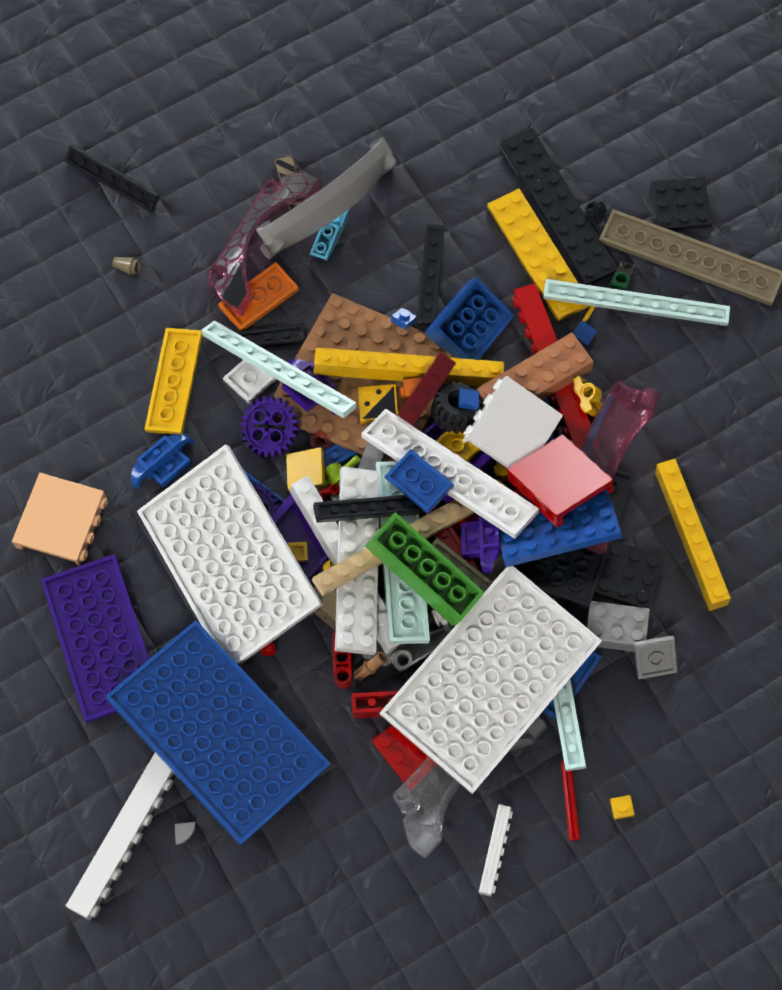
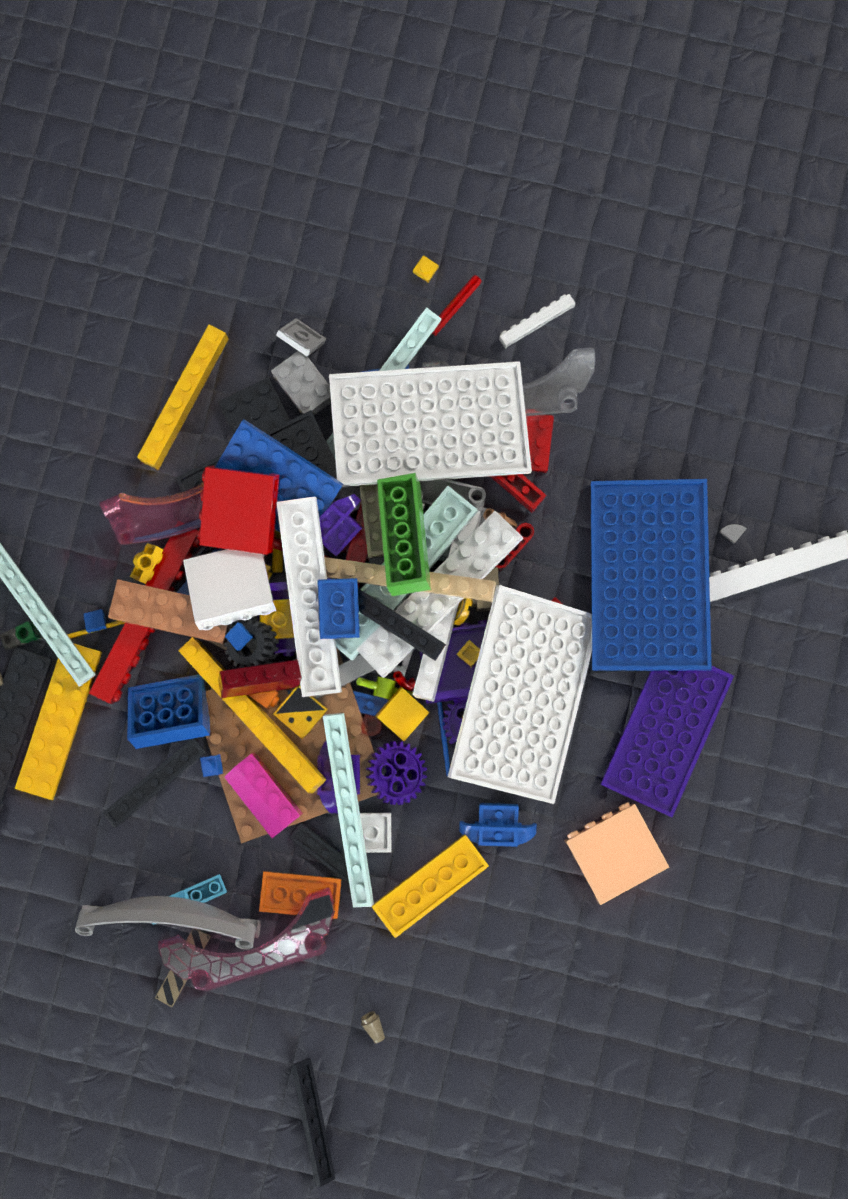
camera: 140 degrees left, 15 degrees up
(347, 331) = (263, 795): none -> dark pink slope

